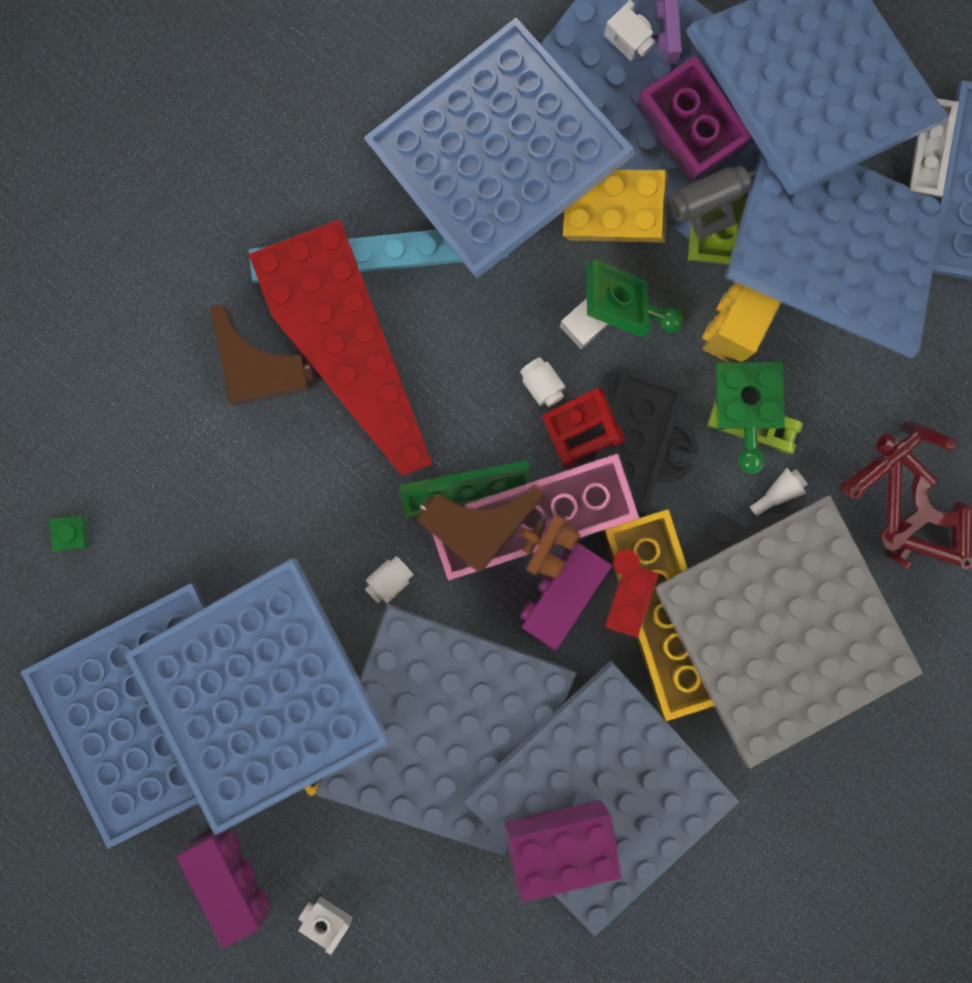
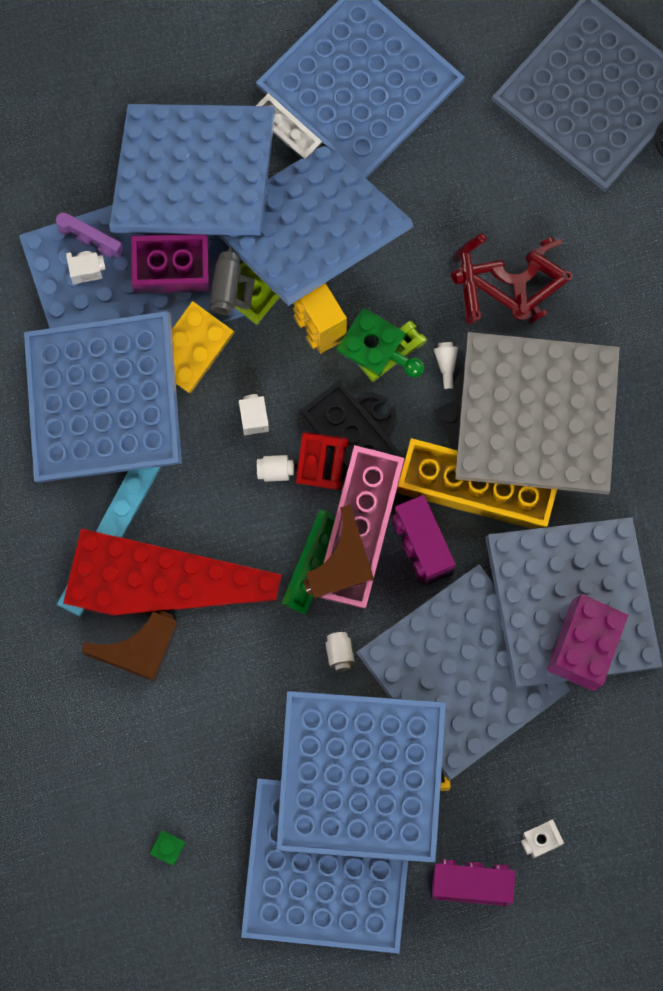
camera: 60 degrees left, 10 degrees down
(558, 532) = (381, 512): dark orange hips -> none
(630, 306) = (256, 382): green plate -> none
(631, 594) = (451, 495): red hinge -> none

